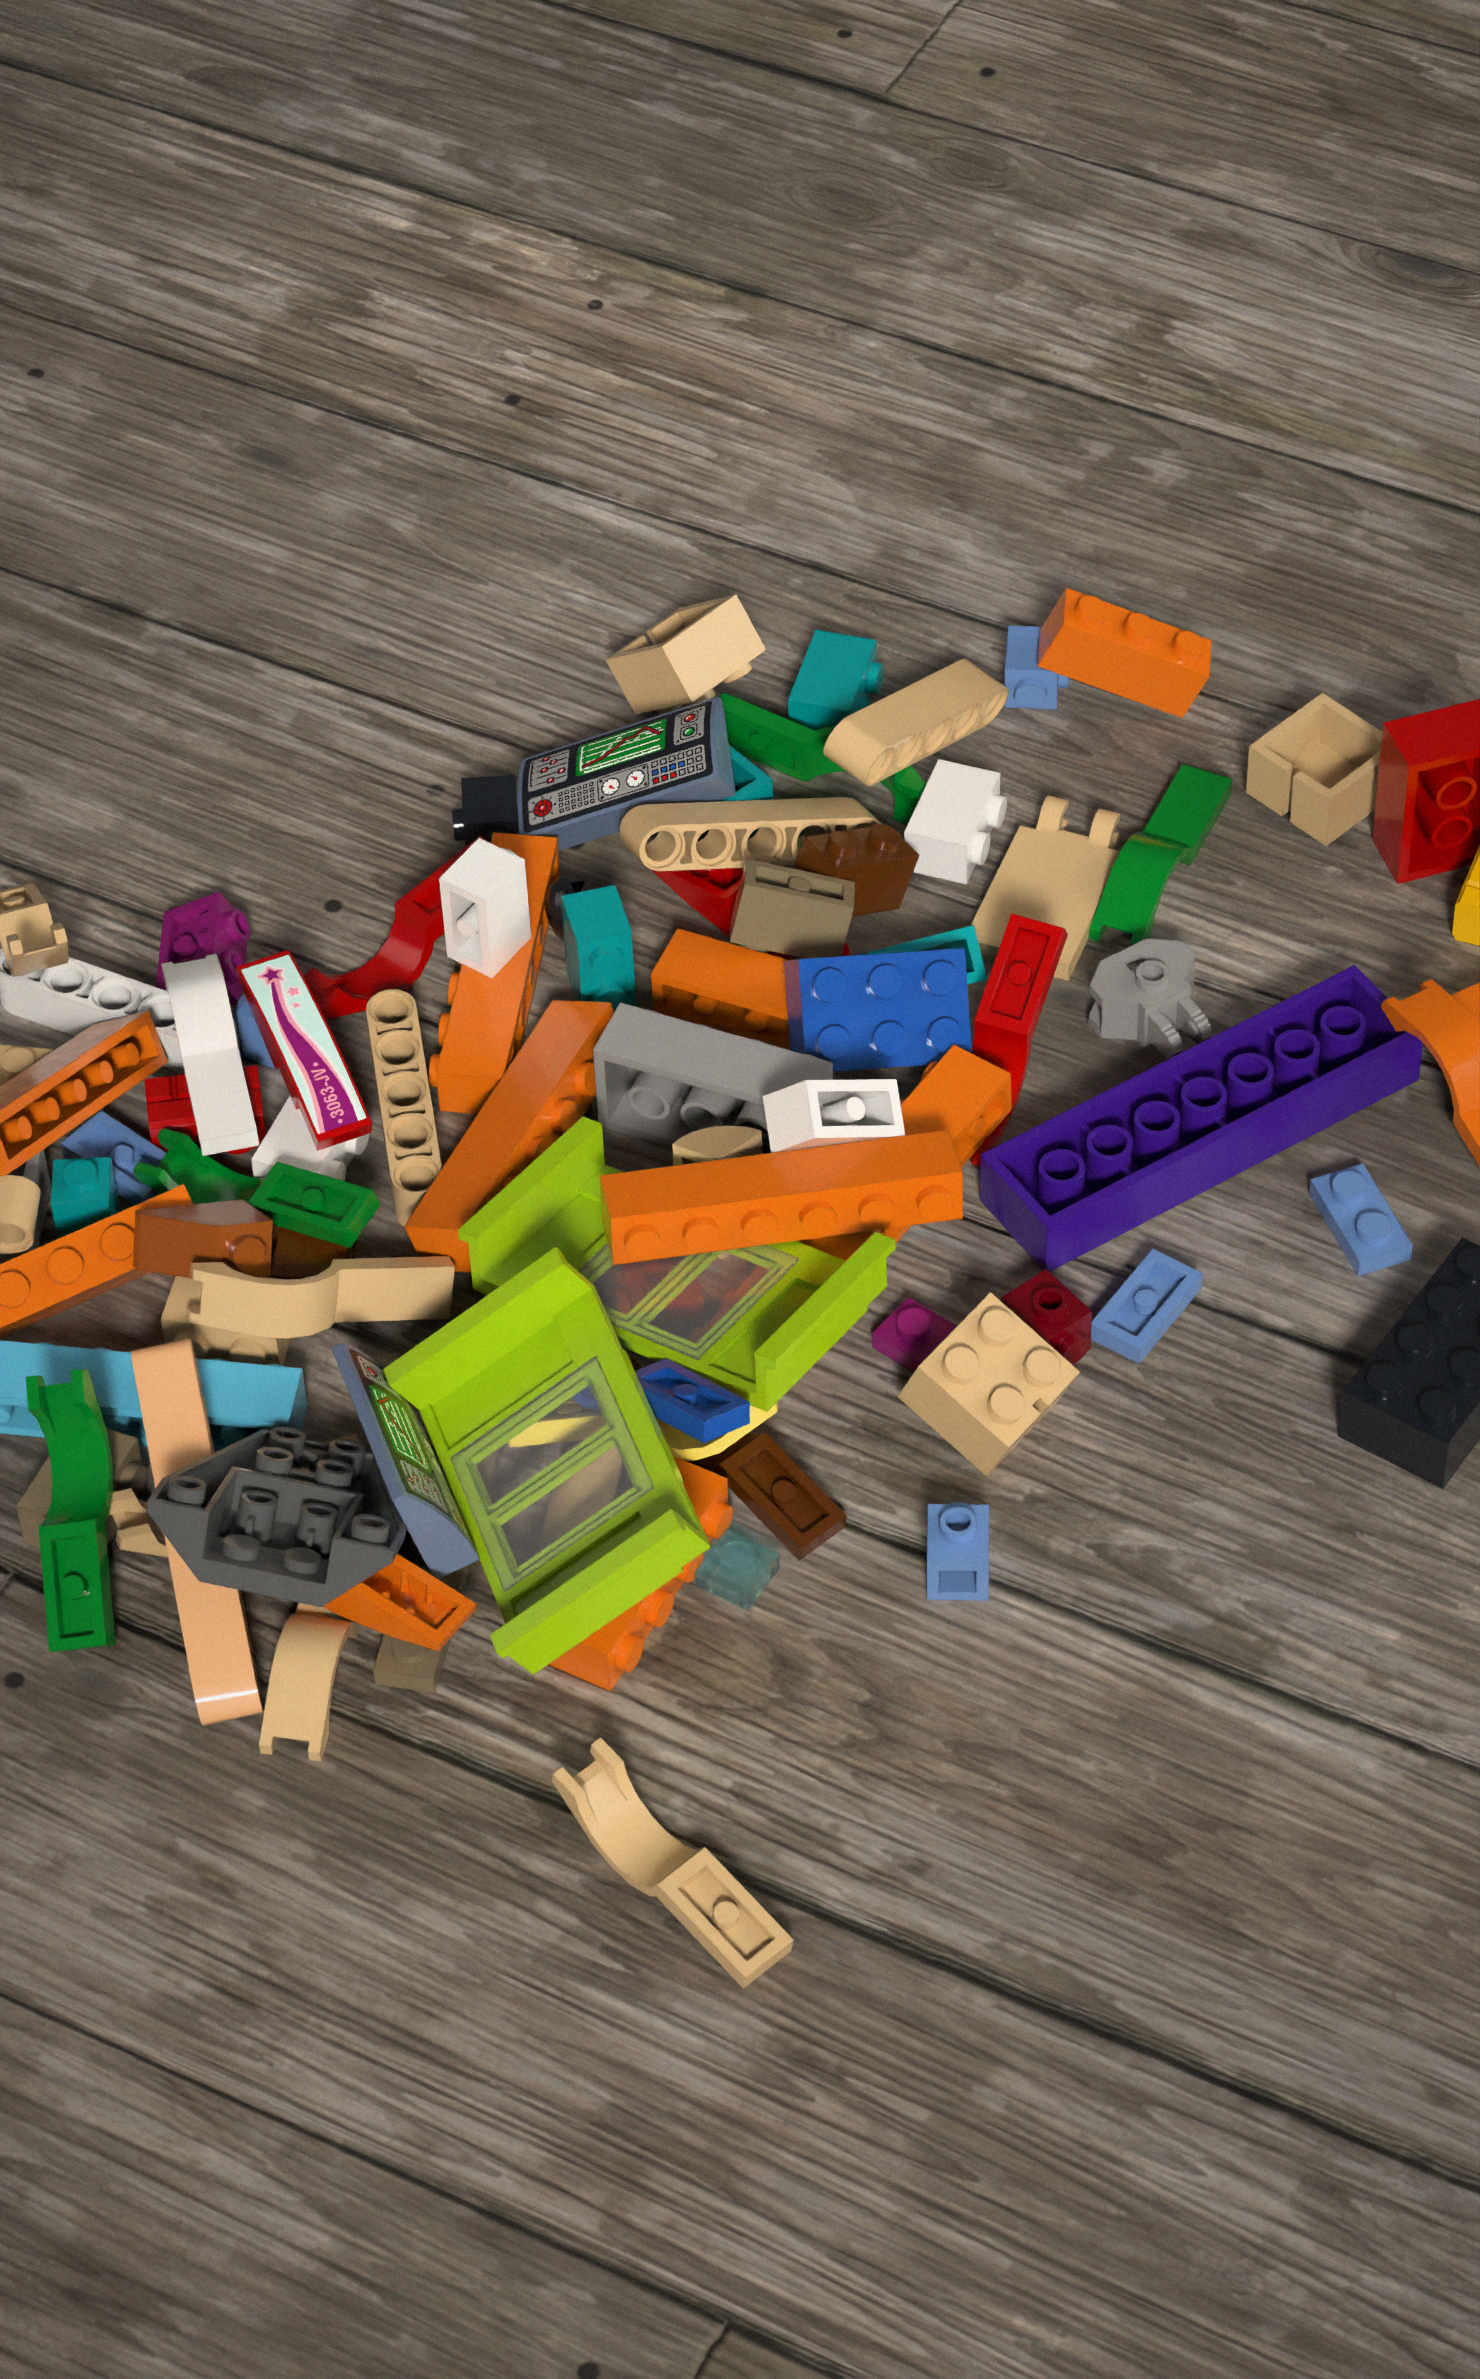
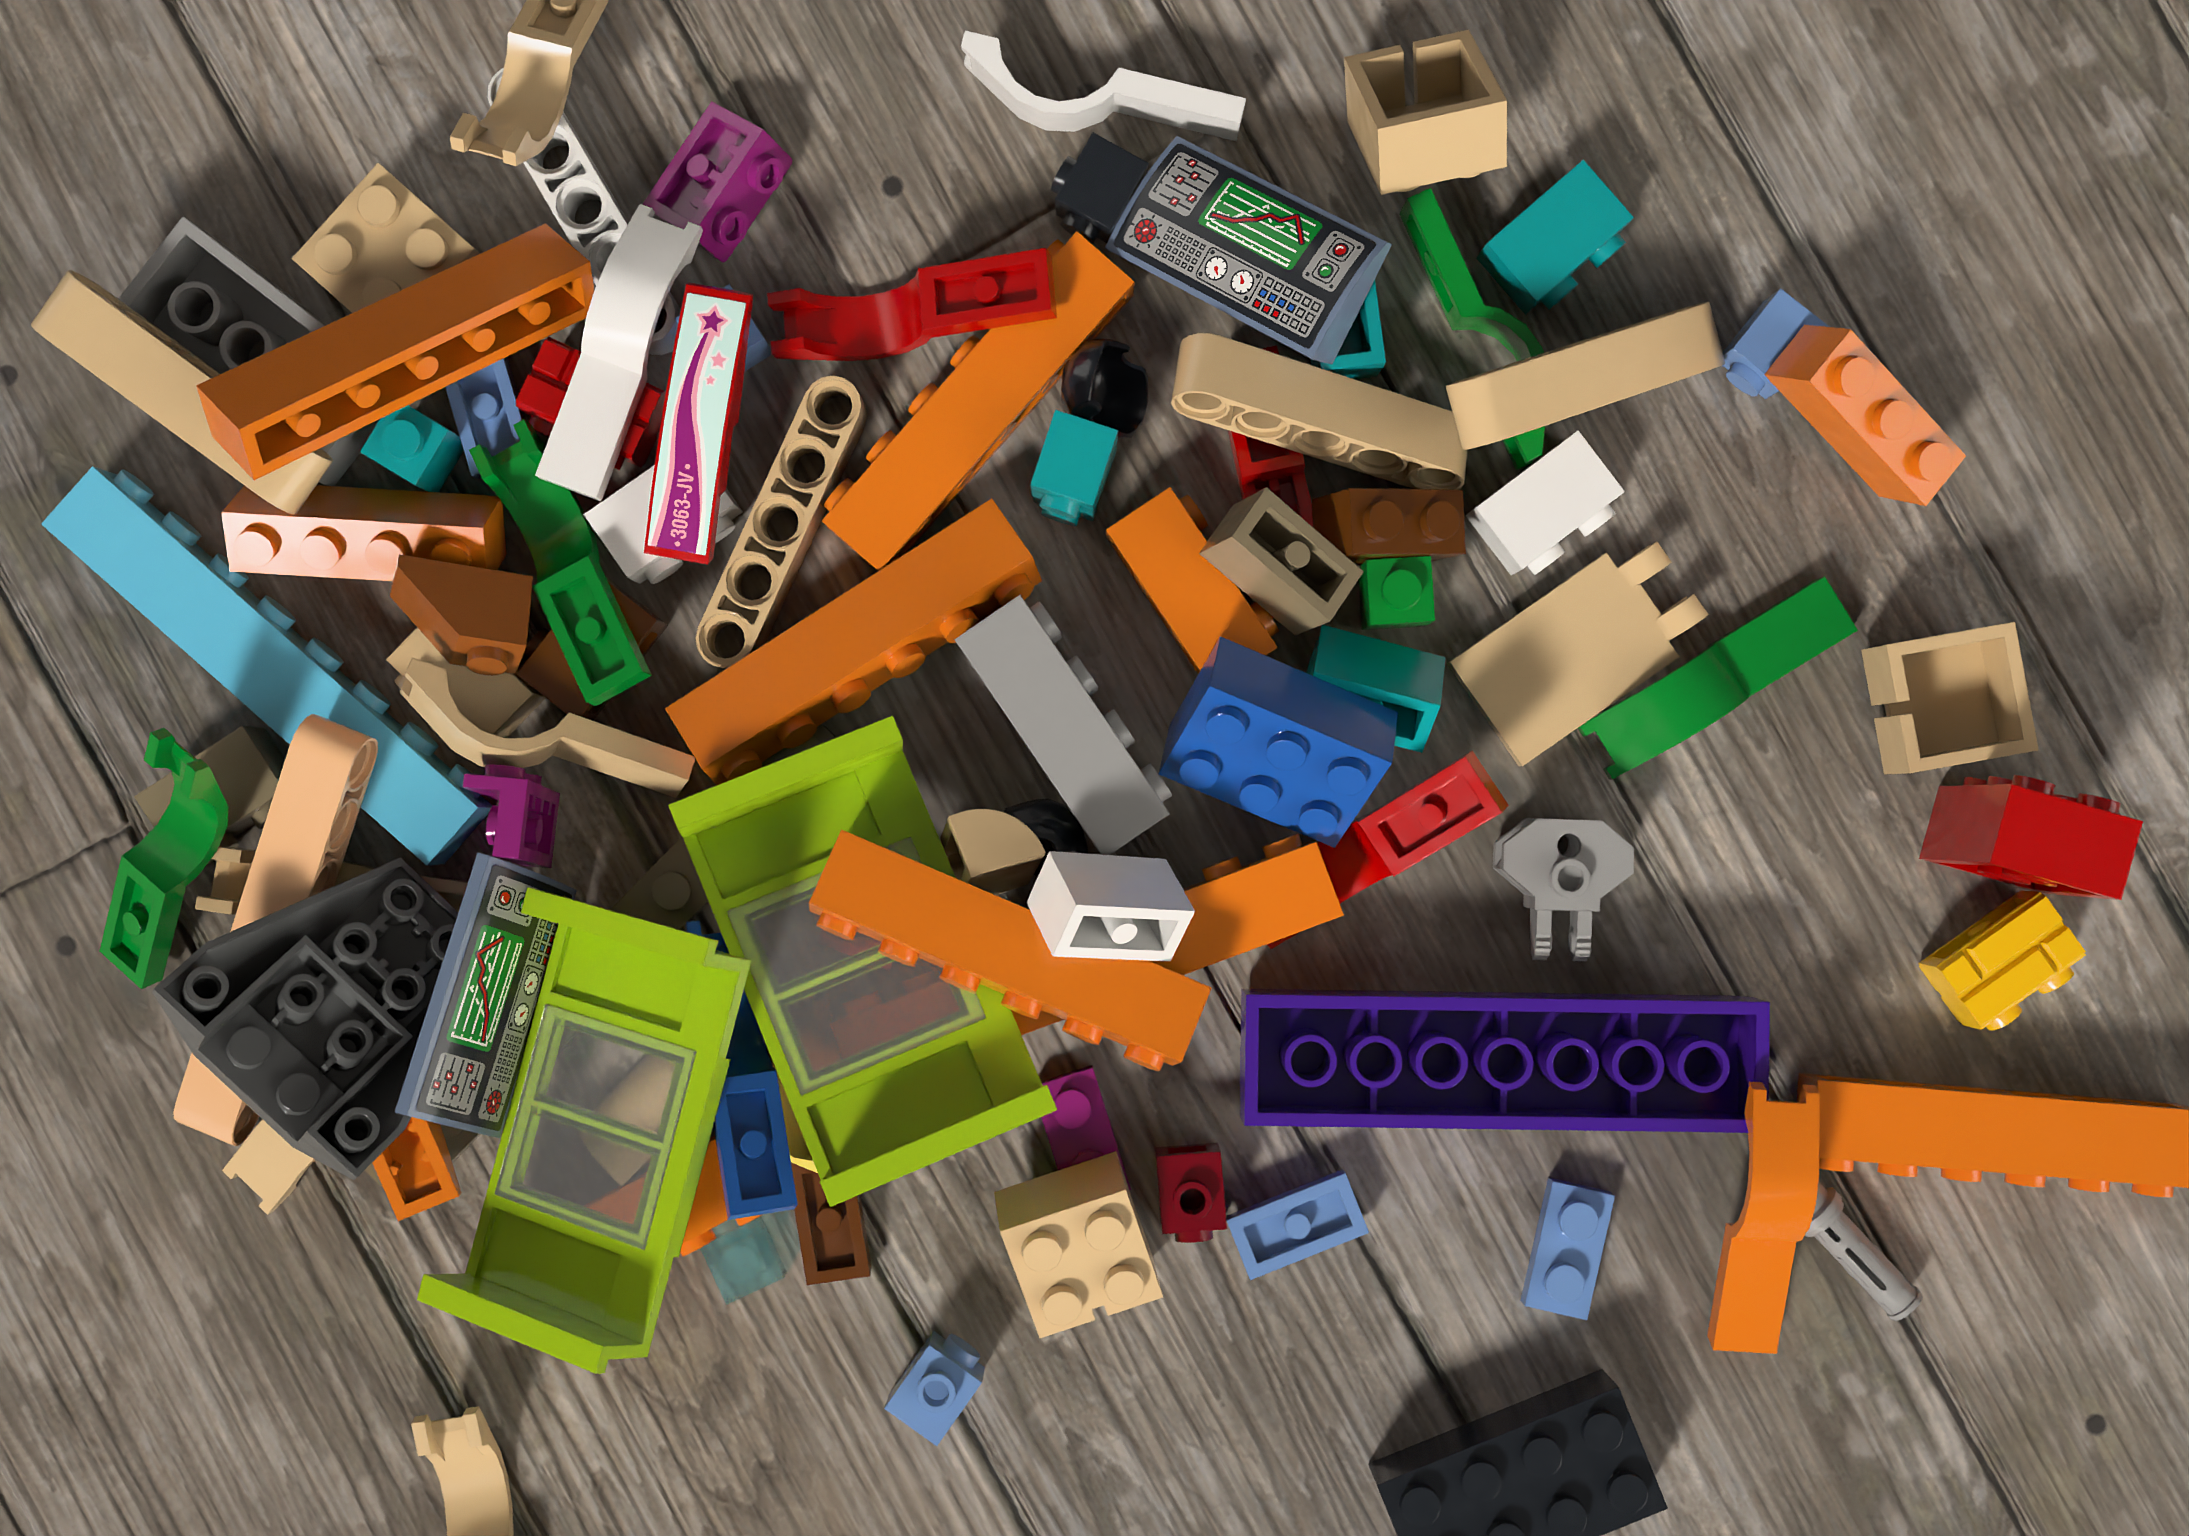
camera: 30 degrees right, 40 degrees up
(312, 1332) = (525, 818): none -> magenta bracket
(425, 797) = (1124, 93): none -> white piece
(485, 907) = (974, 373): white brick -> none
(890, 910) = (1396, 593): none -> green brick

